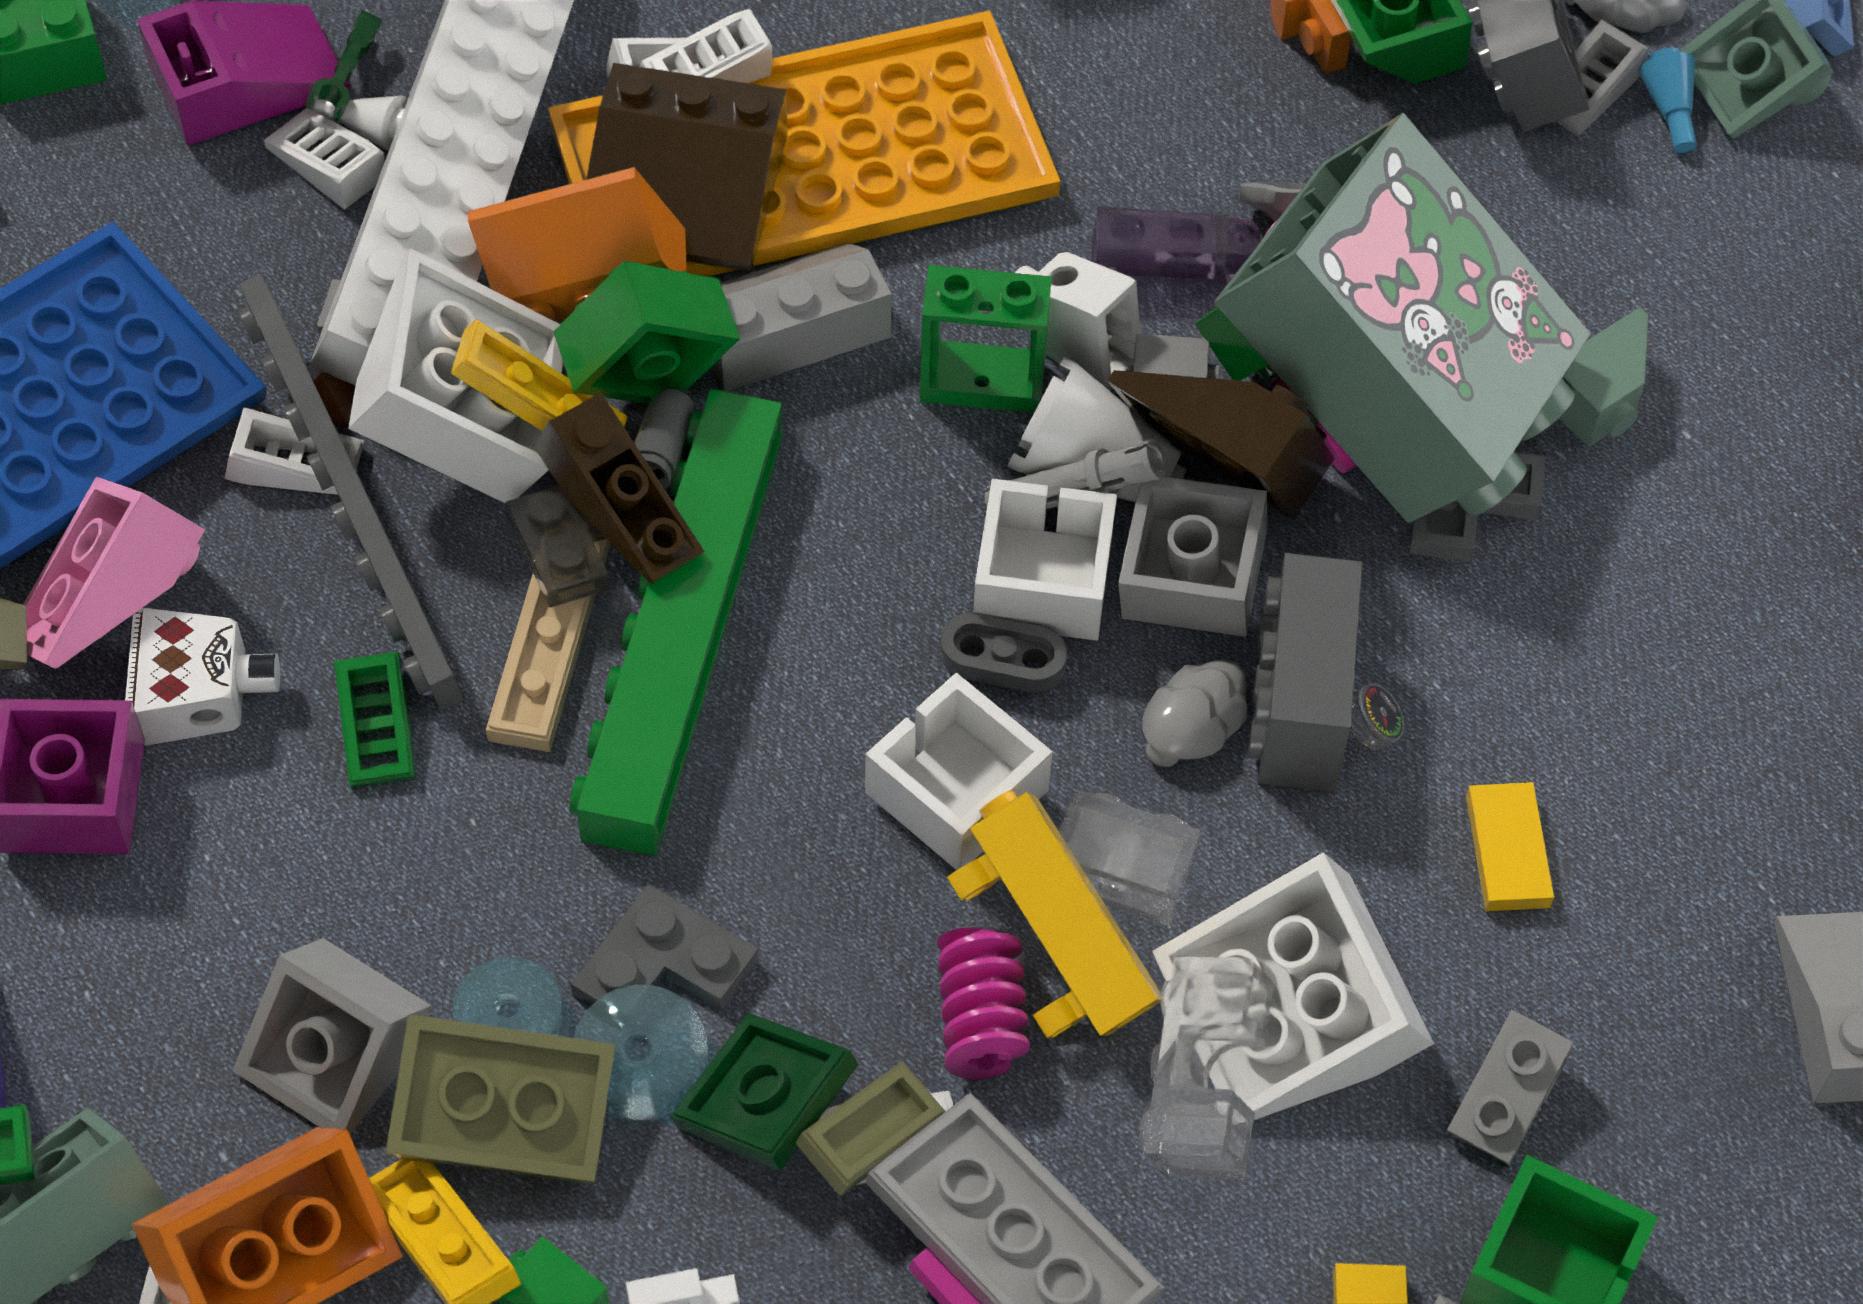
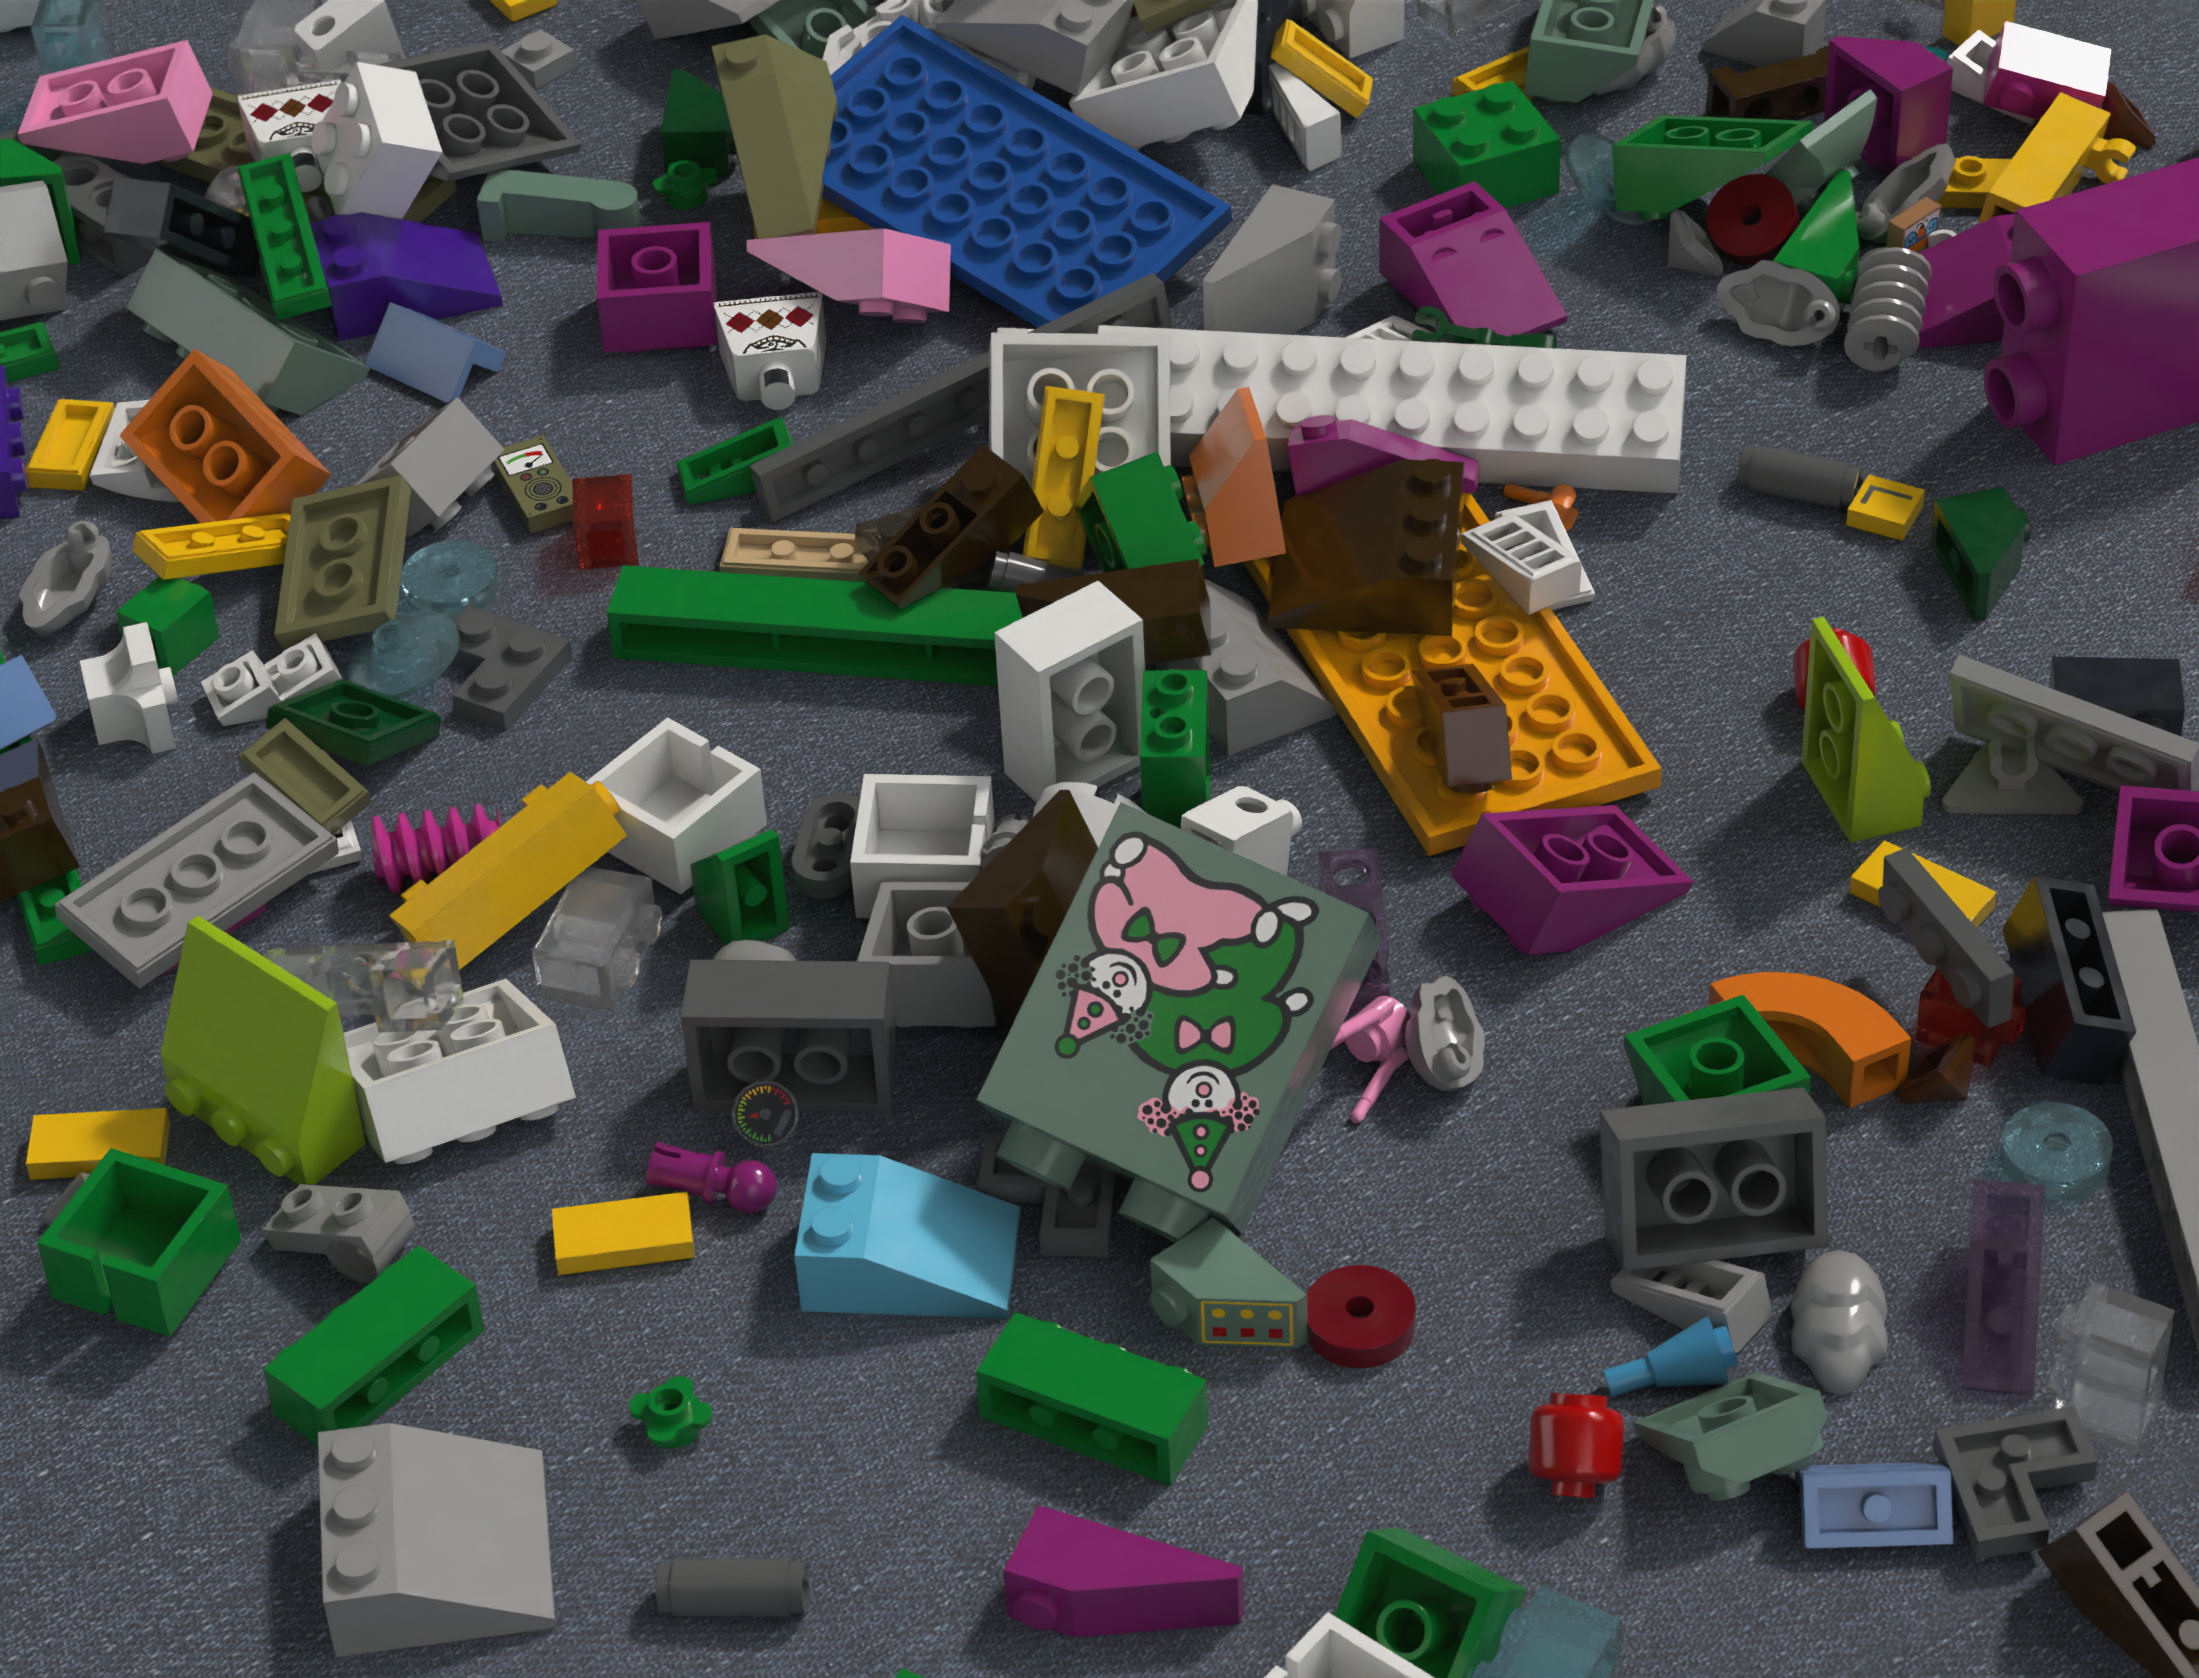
camera: 90 degrees right, 15 degrees down
(93, 1031) = (428, 353): none -> medium blue panel
(215, 209) = (1276, 267): none -> light grey slope
(363, 917) = (535, 484): none -> olive tile
(457, 843) = (605, 521): none -> clear red brick
(555, 139) = (1334, 450): none -> magenta slope
(593, 45) = (1561, 496): none -> orange hand
(658, 1191) = (248, 687): none -> white slope
(794, 336) = (1166, 597): none -> dark brown slope
(888, 402) = (1071, 691): none -> white brick
(941, 123) = (1464, 726): none -> reddish brown slope
(1082, 713) = (743, 890): none -> green slope
(1117, 94) = (1564, 875): none -> magenta slope
(1338, 1142) = (259, 1058): none -> lime slope
(1450, 764) = (747, 1185): none -> magenta pin
(1540, 621) = (902, 1242): none -> medium azure slope
(1612, 277) = (1364, 1340): none -> dark red piece
(1676, 1050) = (375, 1347): none -> green brick
(1723, 480) = (1092, 1398): none -> green brick
(1729, 820) = (671, 1413): none -> green plate
(1778, 159) = (1575, 1443): none -> red head

